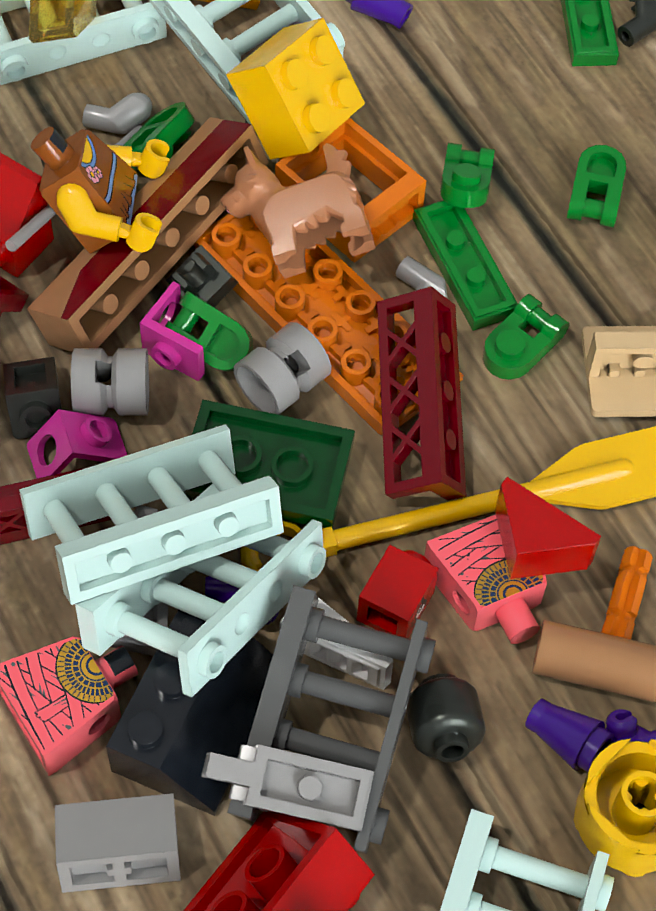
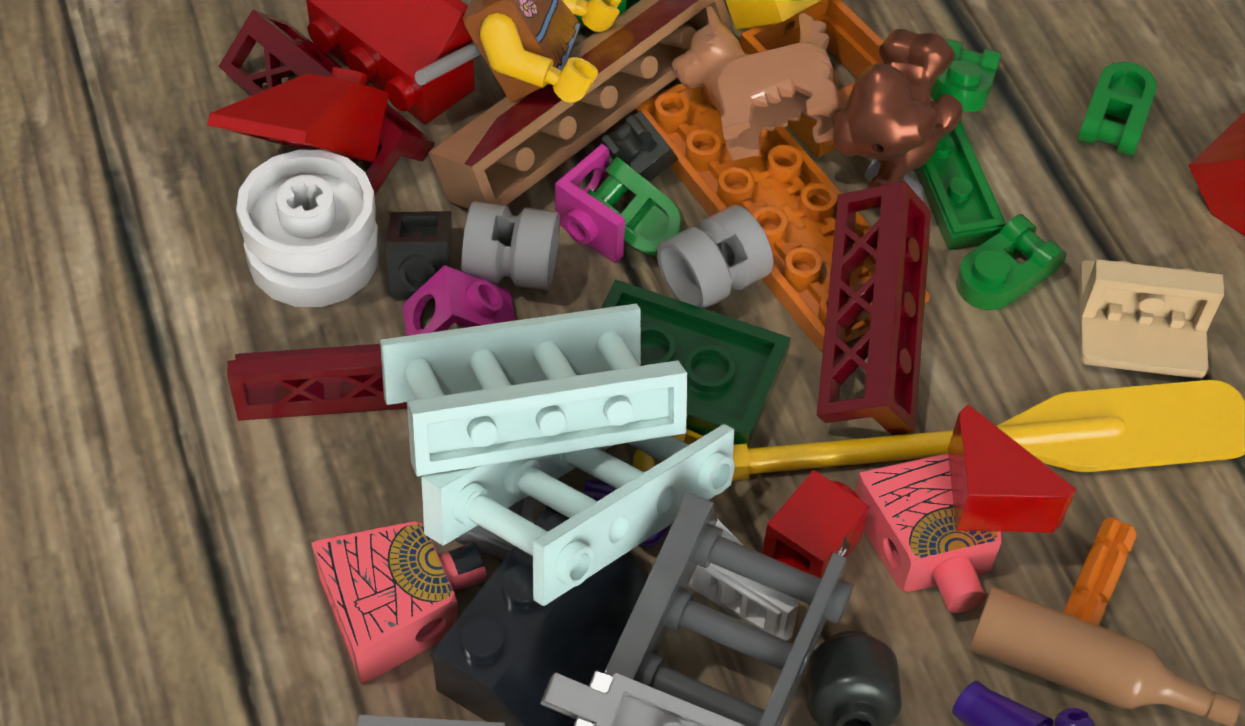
camera: 10 degrees right, 5 degrees down
(411, 222) = (891, 106): none -> copper animal

